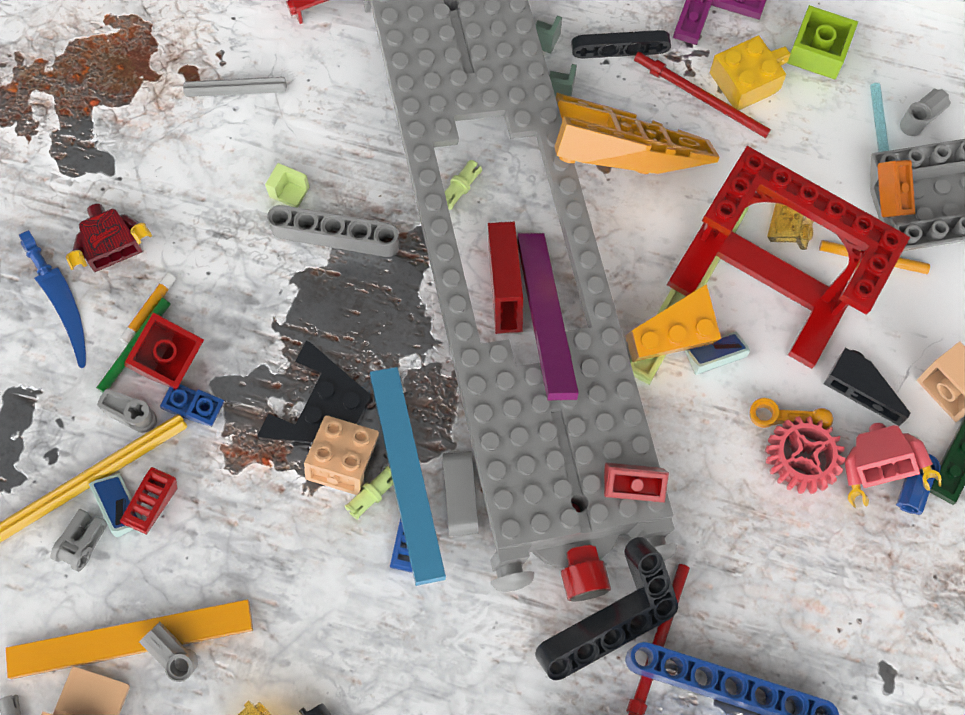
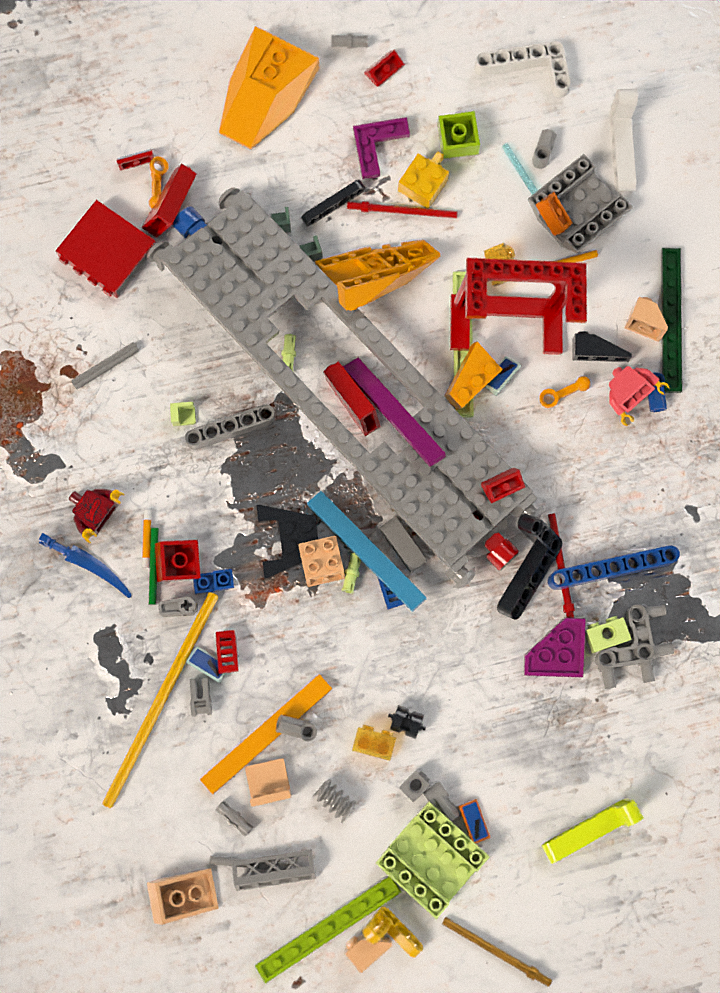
camera: 30 degrees left, 10 degrees up
(796, 434) = (591, 413): coral gear -> none

